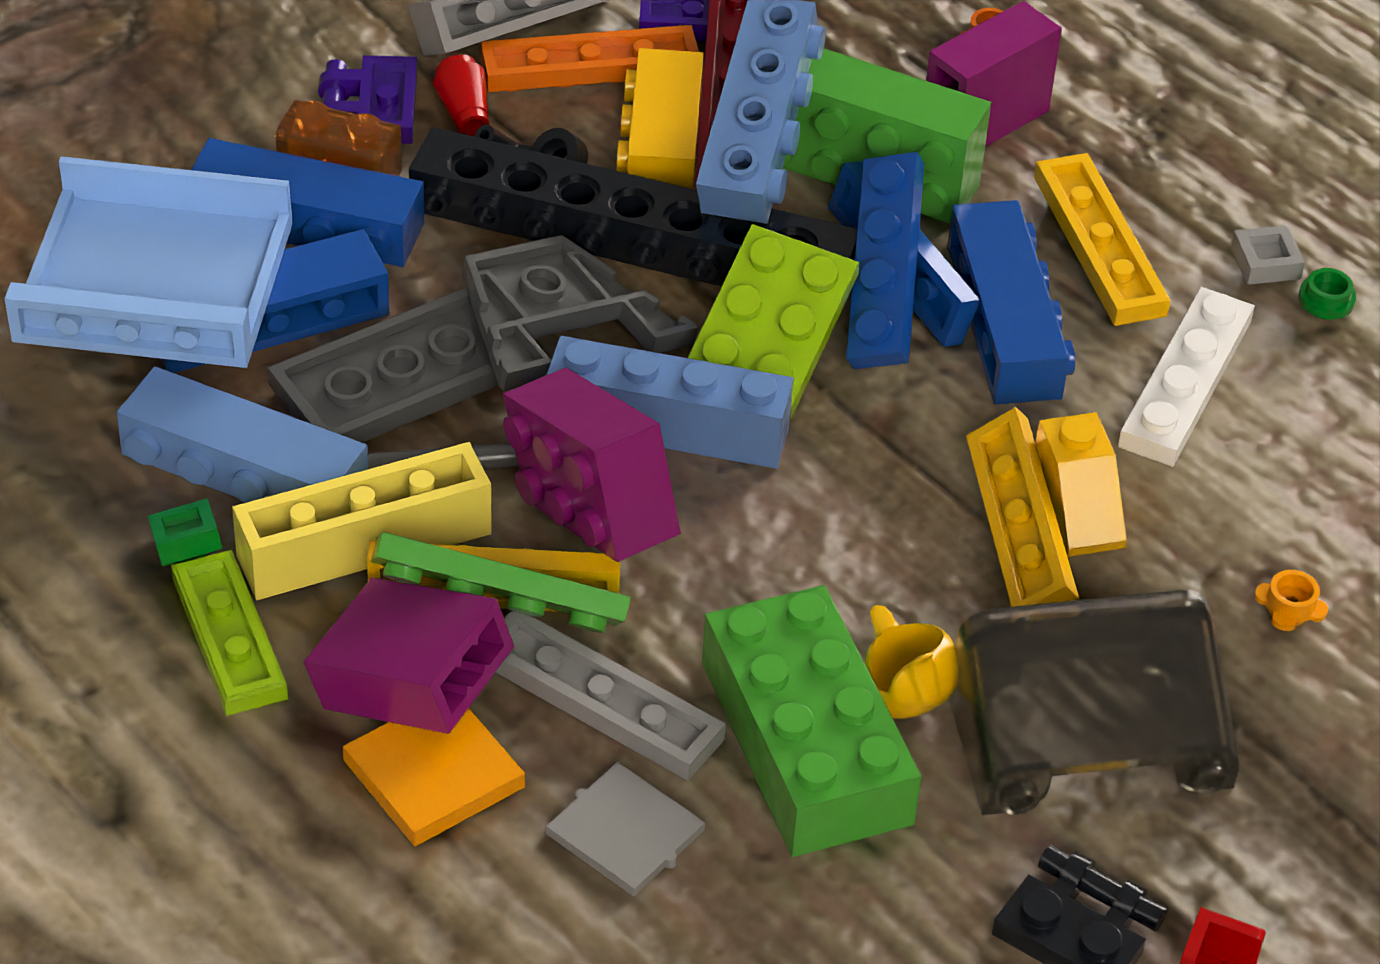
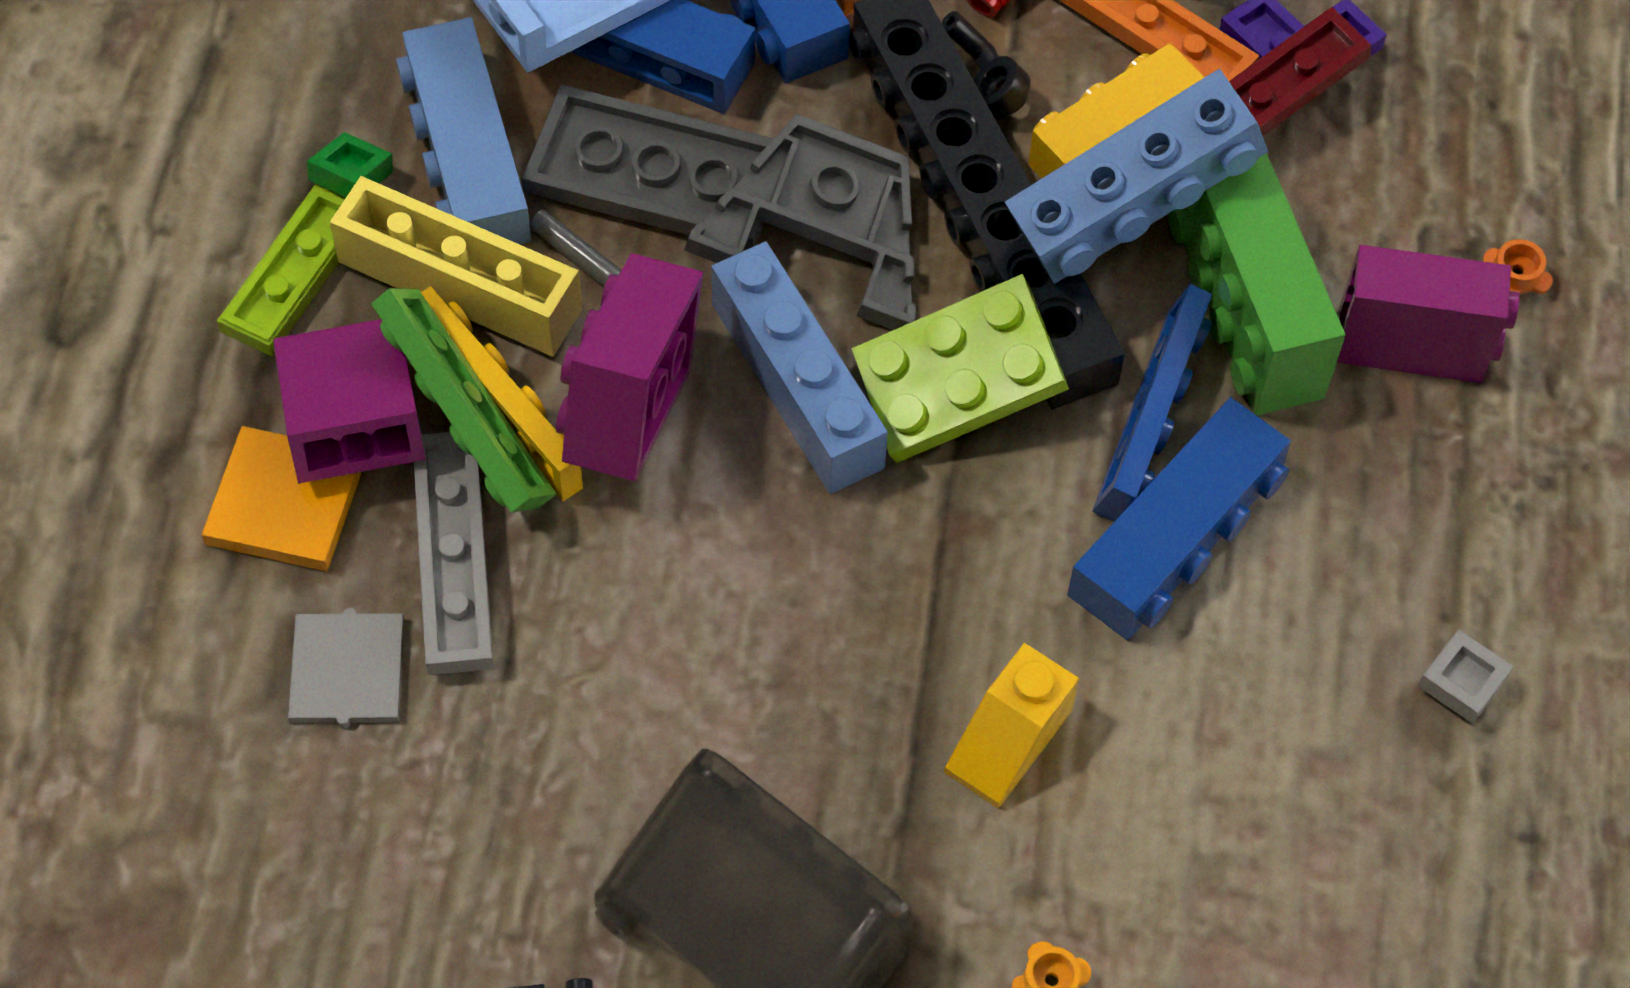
camera: 50 degrees right, 15 degrees up
(810, 720) = (550, 712): bright green brick -> none
(887, 261) = (1110, 396): blue plate -> none
(910, 665) = (658, 747): yellow hair -> none
(1021, 512) = (930, 707): yellow plate -> none
(1101, 239) = (1341, 535): yellow plate -> none
(1186, 377) = (1250, 716): white plate -> none
(1328, 294) = (1469, 759): green plate -> none

